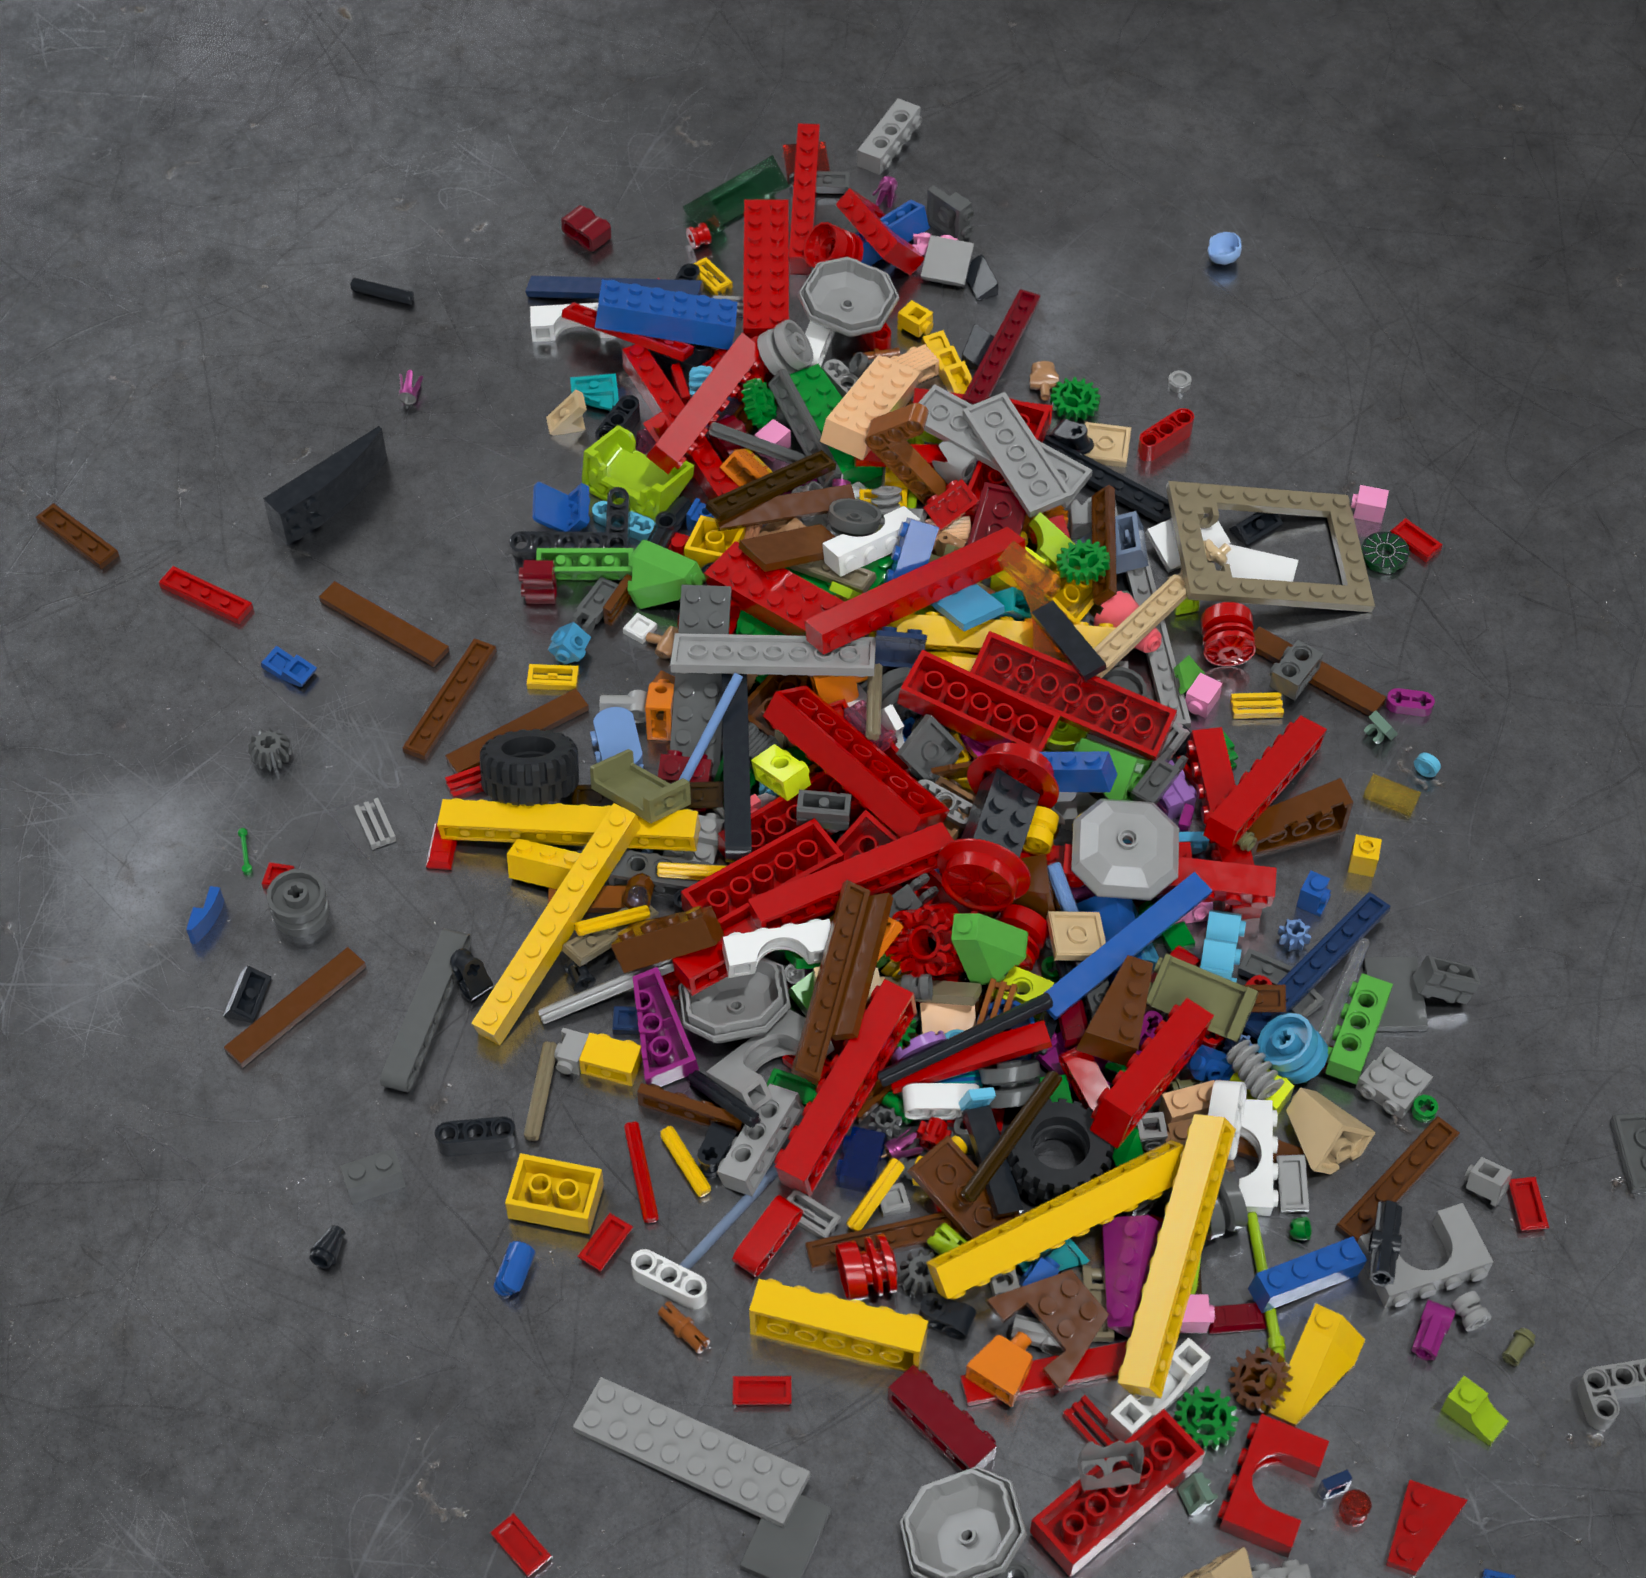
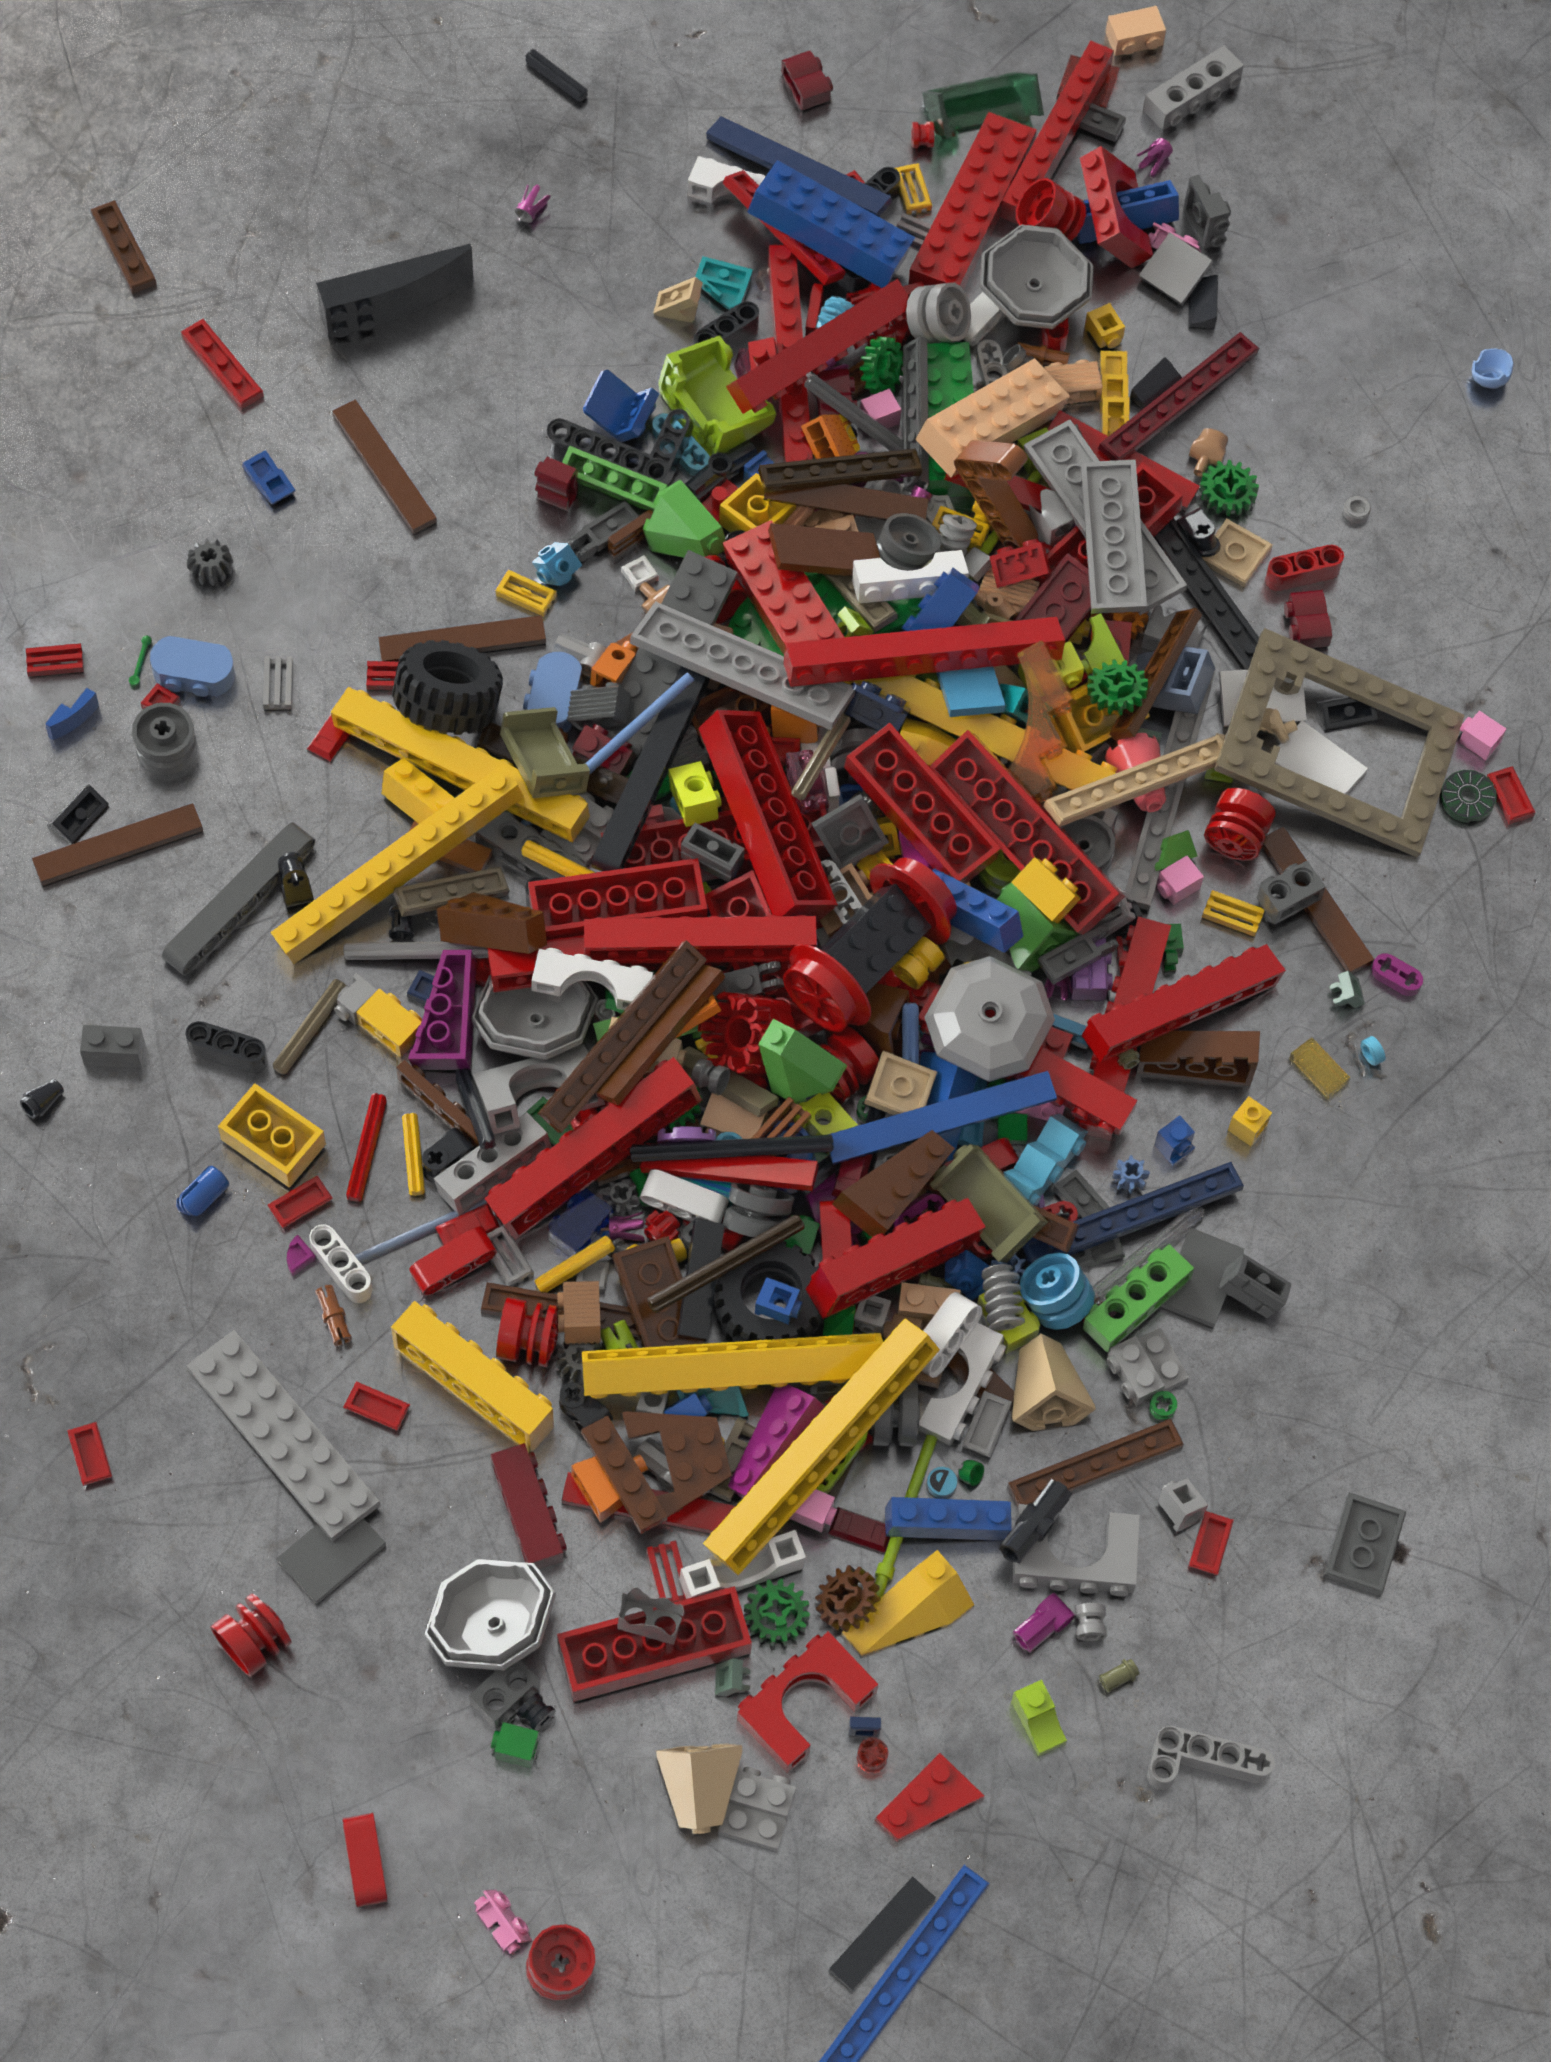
camera: 20 degrees right, 10 degrees up
(166, 875) = (54, 655): none -> red tile
(294, 836) = (192, 666): none -> medium blue brick
(449, 699) = (412, 576): reddish brown tile -> none
(612, 920) = (455, 882): yellow axle -> none
(626, 1289) = (299, 1255): none -> magenta tile
(638, 891) = (495, 863): rock -> none
(665, 734) = (599, 706): none -> dark grey brick
(761, 1200) = (479, 1216): none -> red tile
(825, 110) = (1135, 31): none -> light nougat brick
(905, 1230) = (581, 1312): none -> medium nougat brick
(952, 771) = (863, 864): reddish brown piece -> none
(977, 1098) = (713, 1212): medium azure tile -> none
(1018, 1353) = (624, 1474): none -> reddish brown plate
(1069, 640) = (1044, 773): black tile -> none
(1074, 1147) = (777, 1292): none -> blue brick
(1117, 730) = (1046, 889): none -> yellow brick
(1186, 818) = (1086, 1008): magenta tile -> none
(1190, 466) = (1309, 618): none -> dark red brick
(1281, 1248) = (941, 1482): none -> medium azure tile

